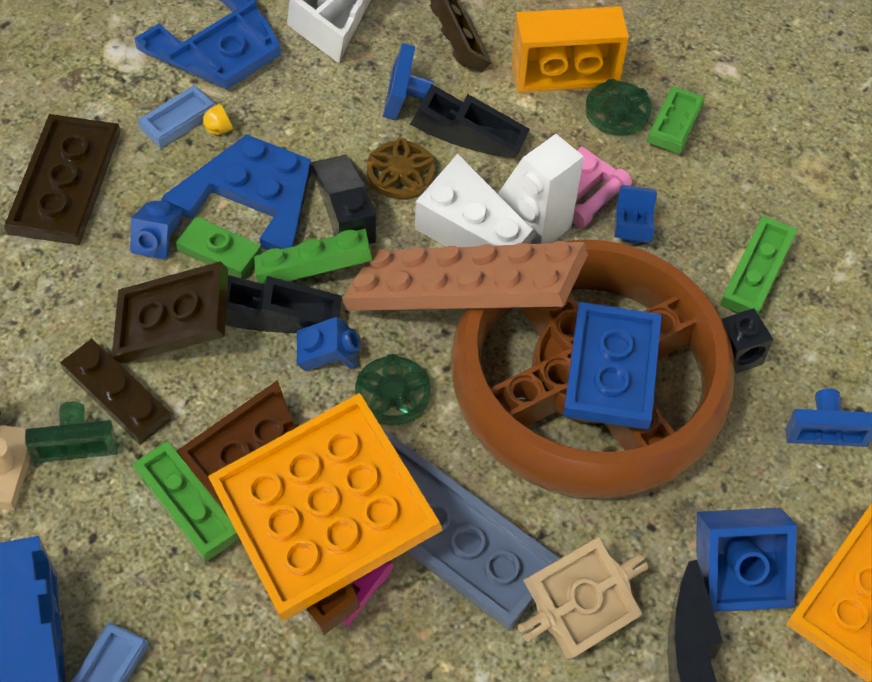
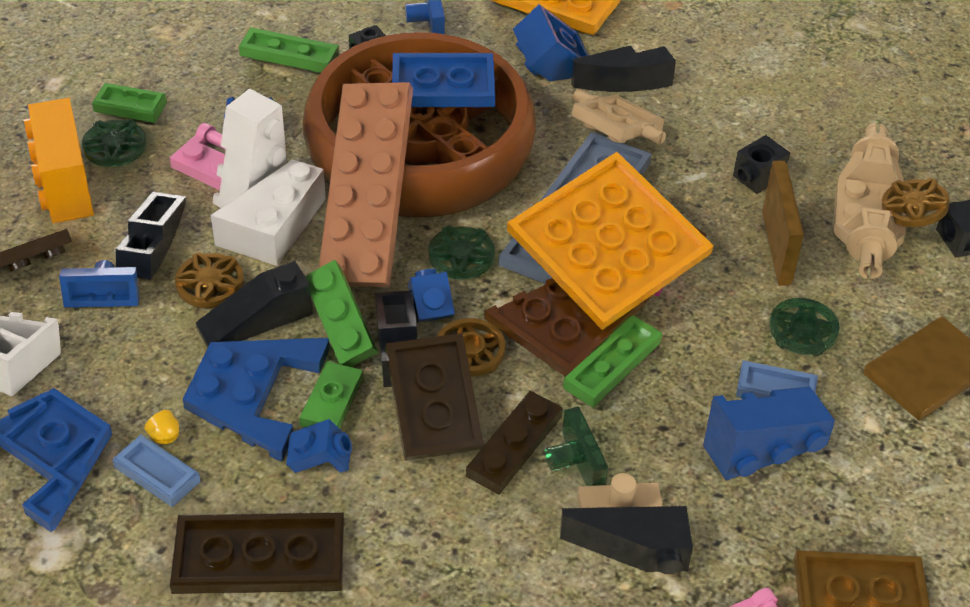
camera: 100 degrees left, 10 degrees down
(249, 371) = (476, 345): none -> pearl gold wheel

